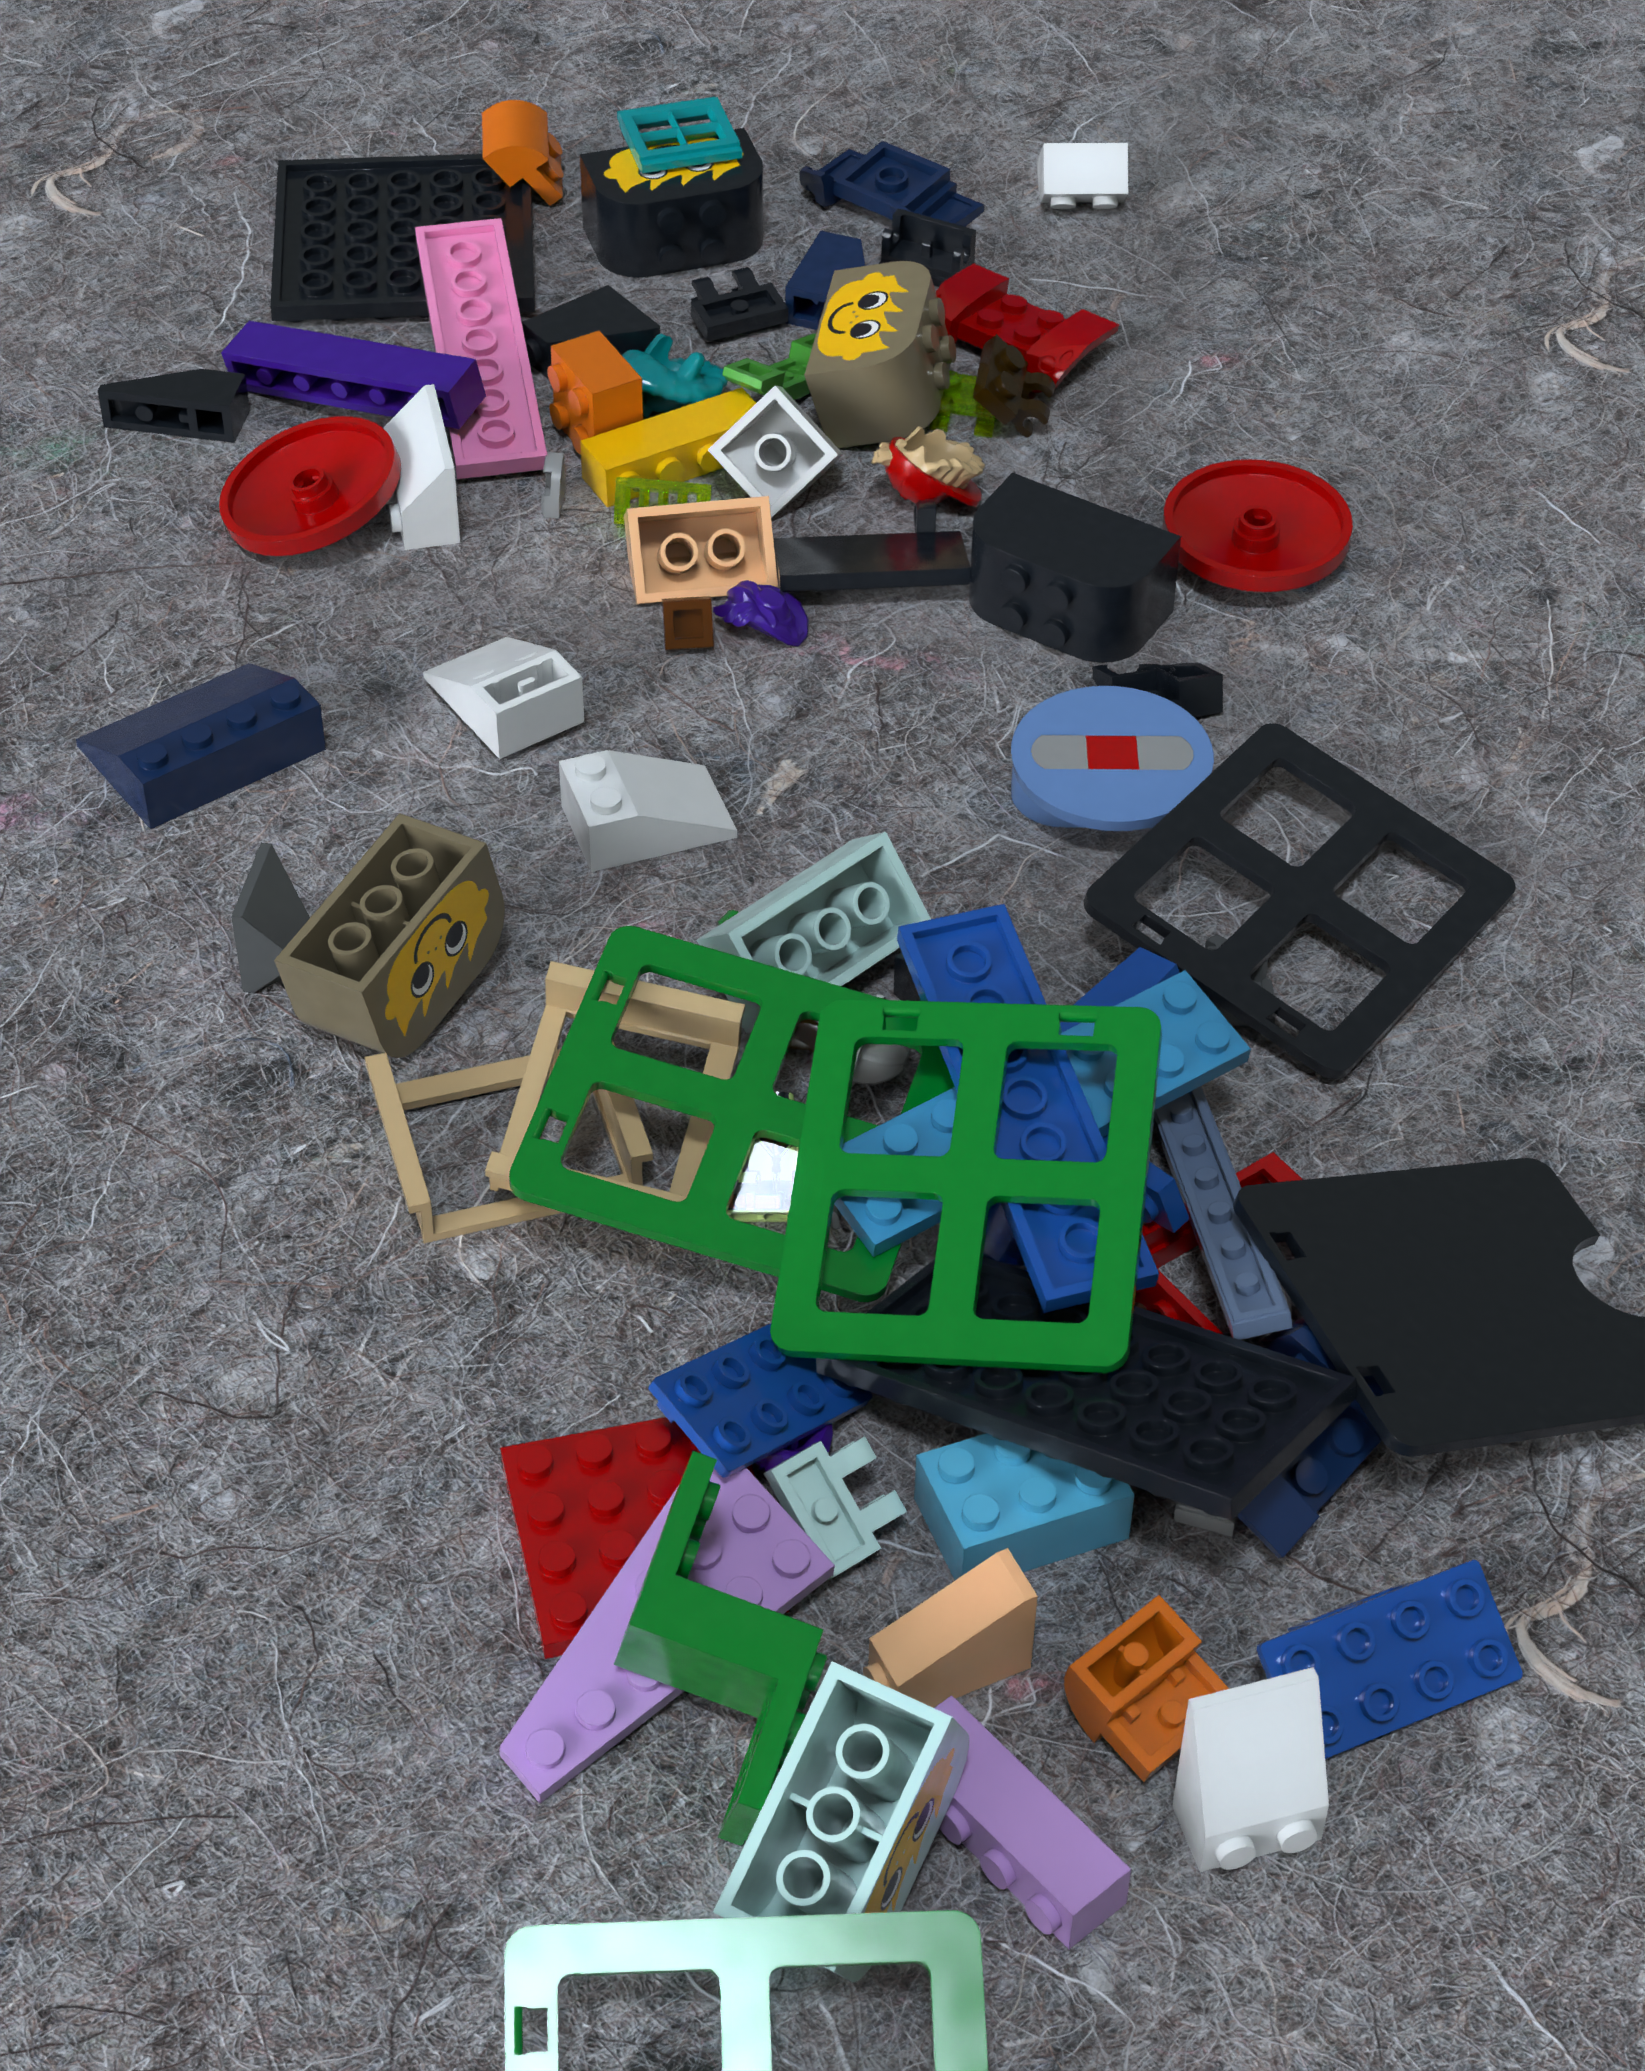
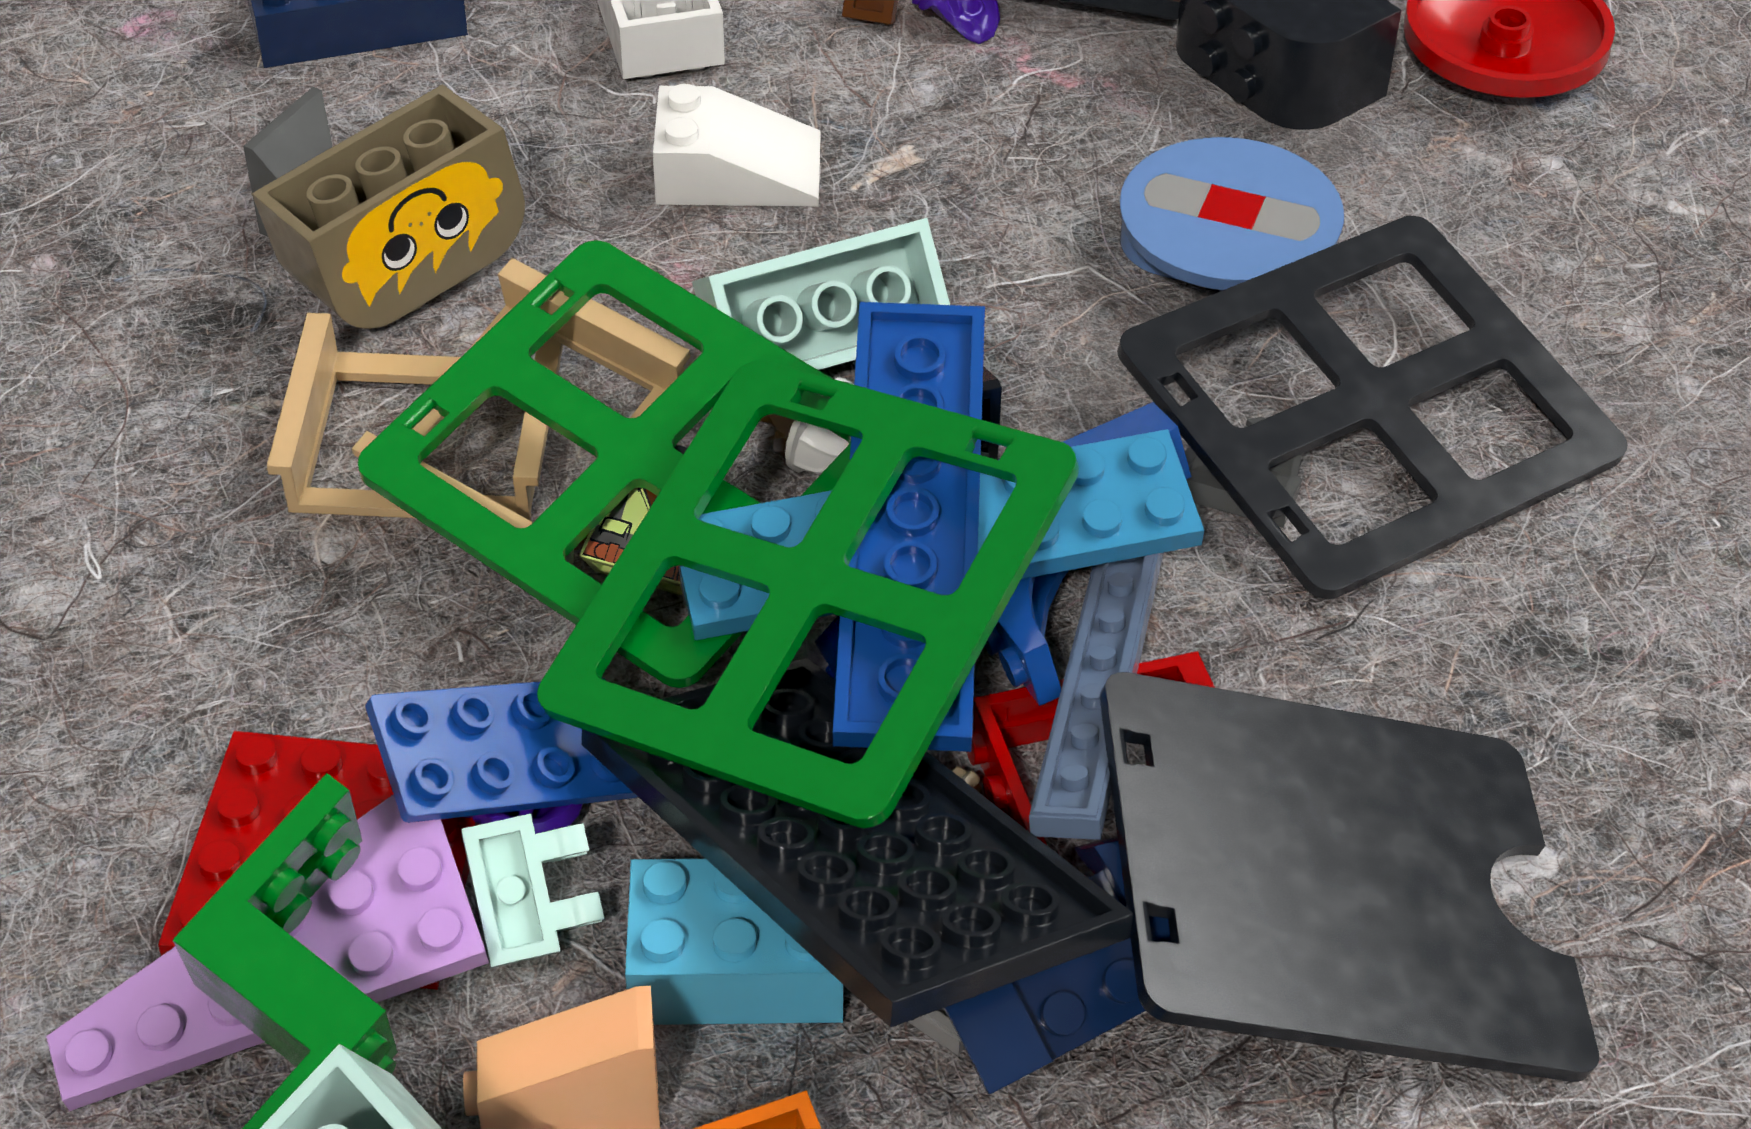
camera: 20 degrees right, 0 degrees up
(1185, 684) = (1354, 169): black slope -> none

